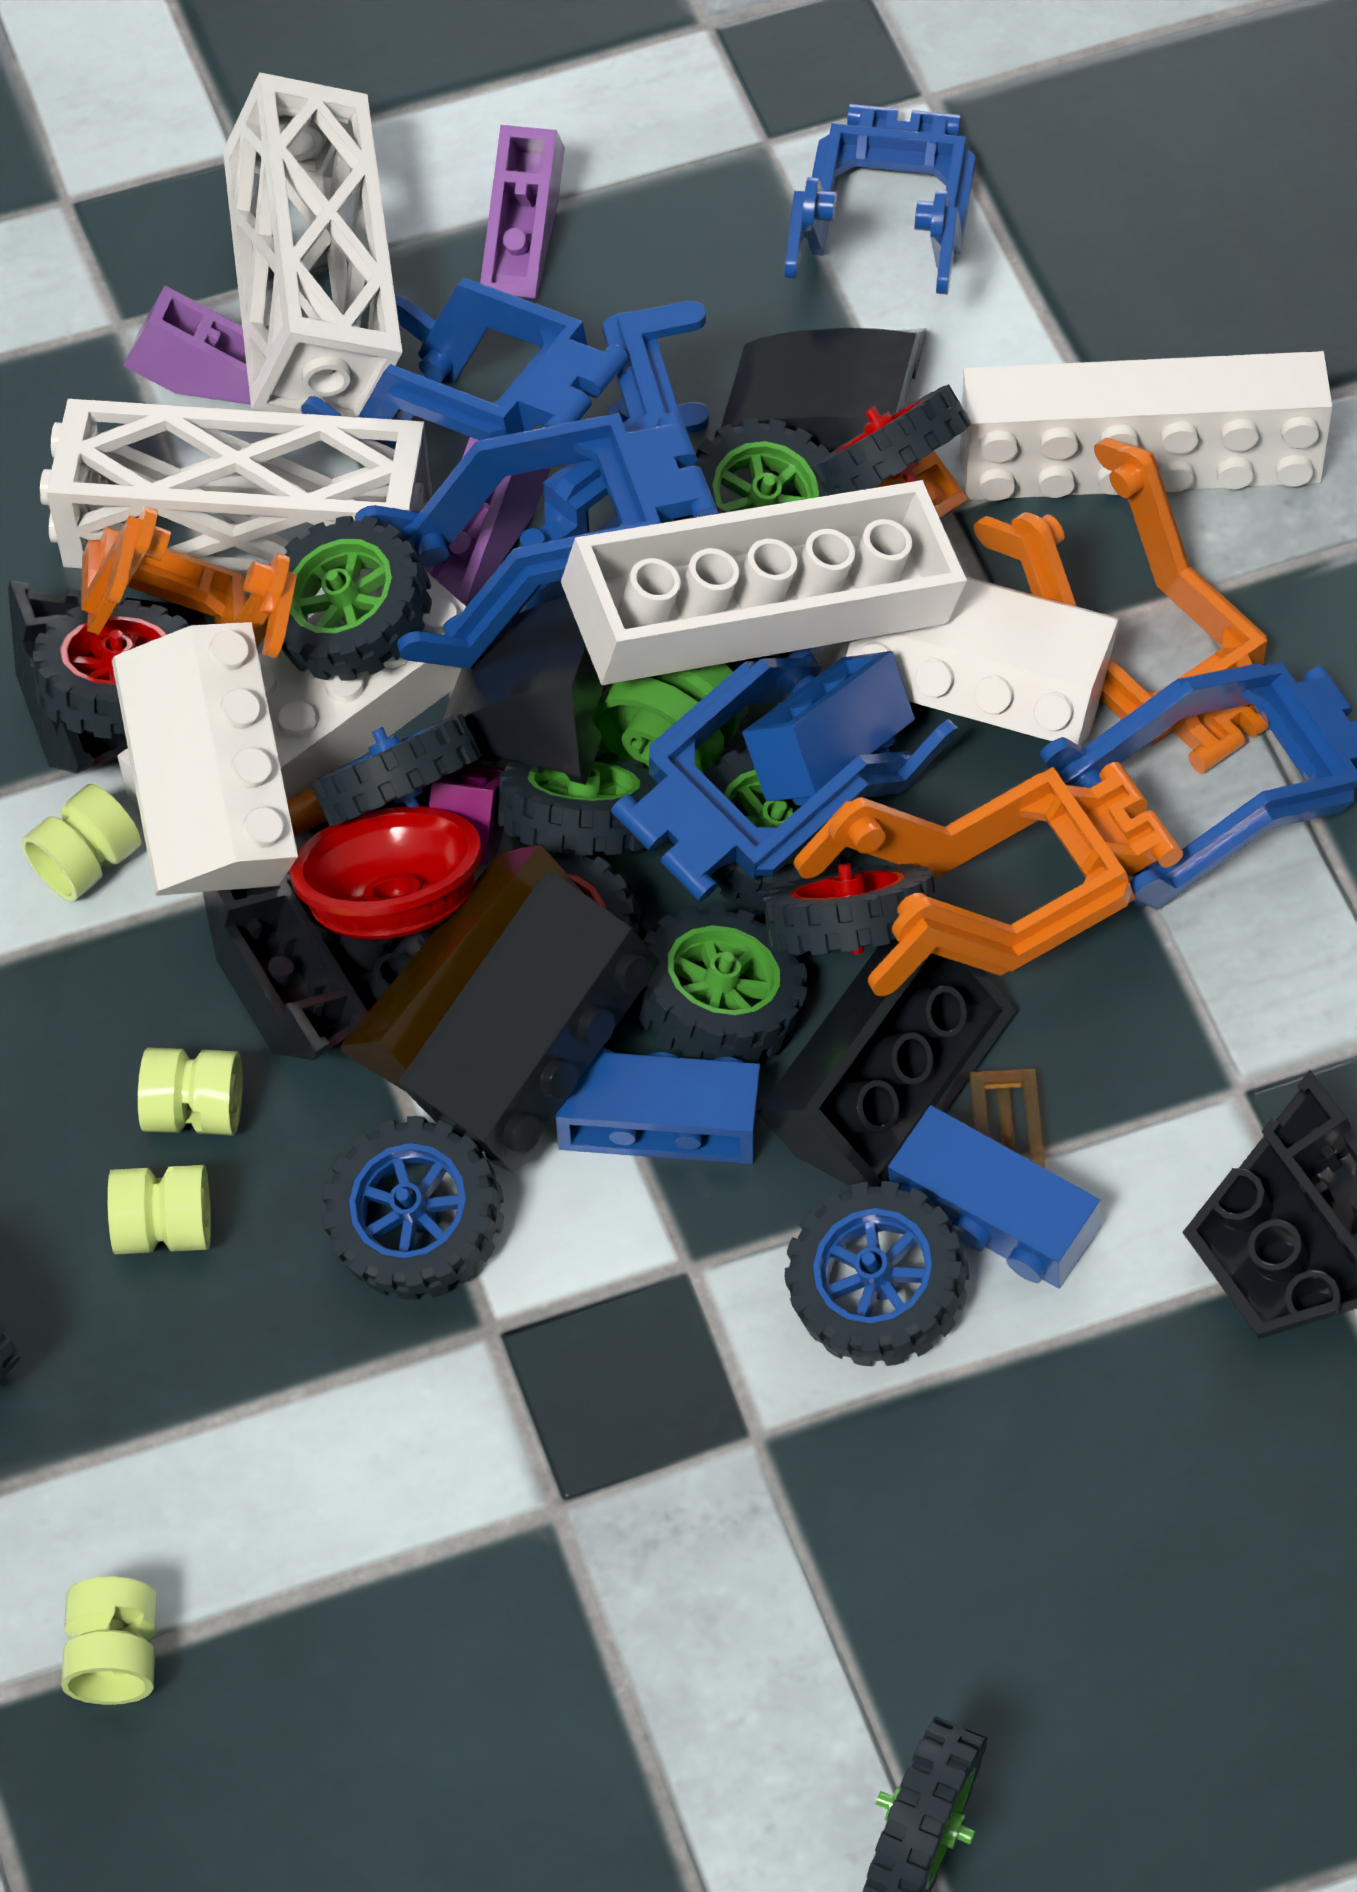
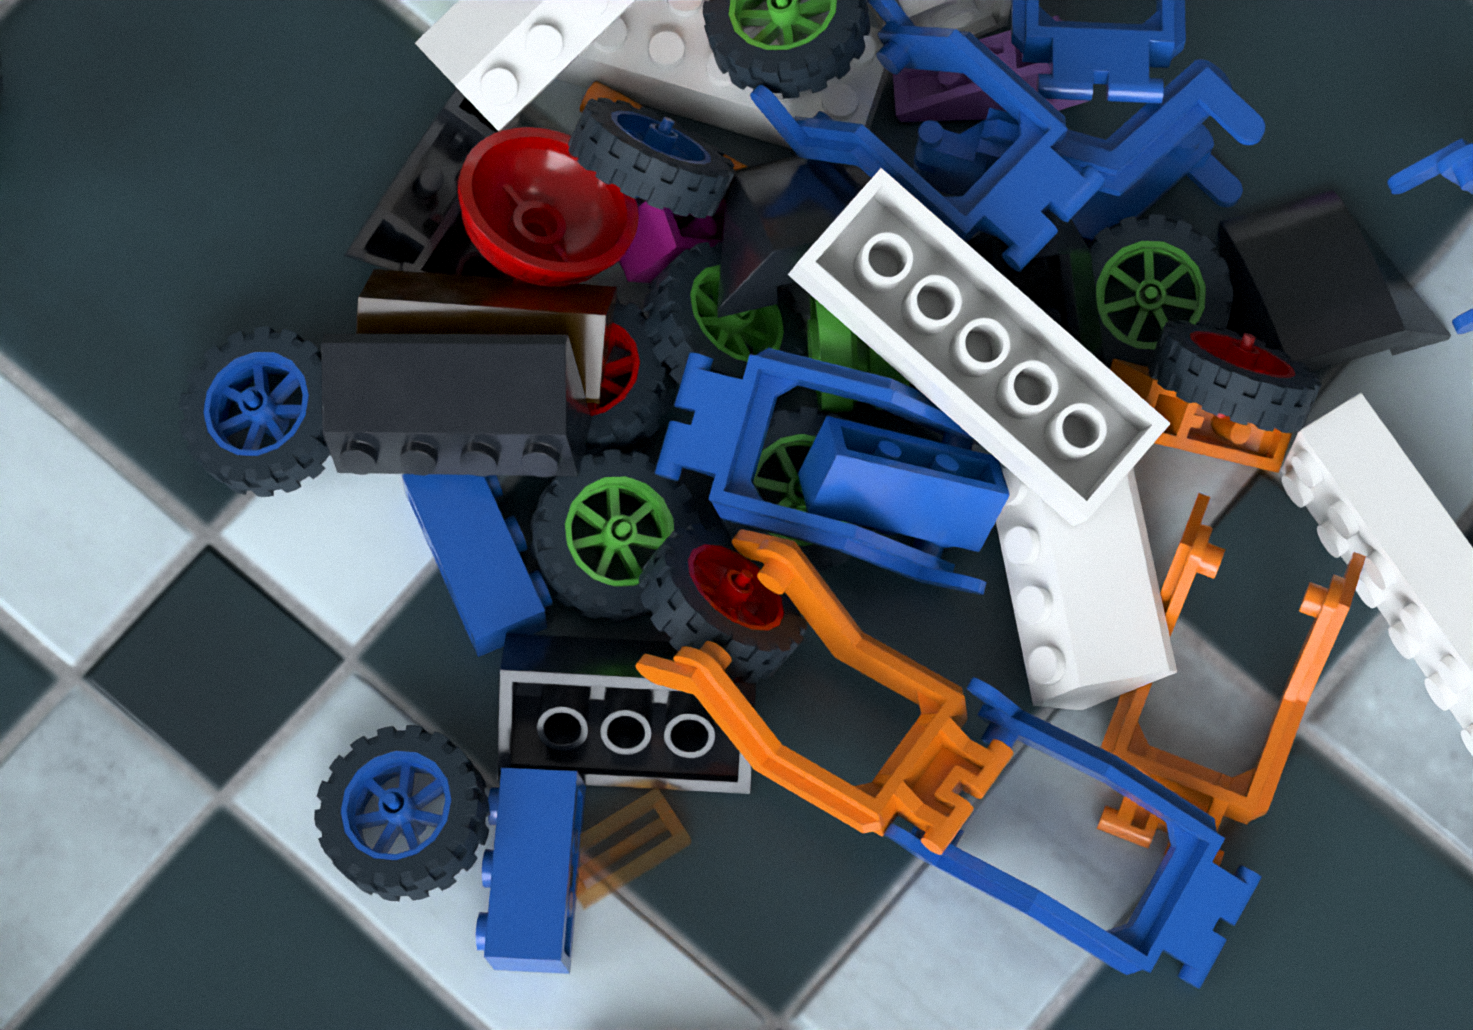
camera: 55 degrees right, 15 degrees up
(159, 1209) = (153, 213): yellowish green wheel -> none
(190, 1091) = (277, 172): yellowish green wheel -> none

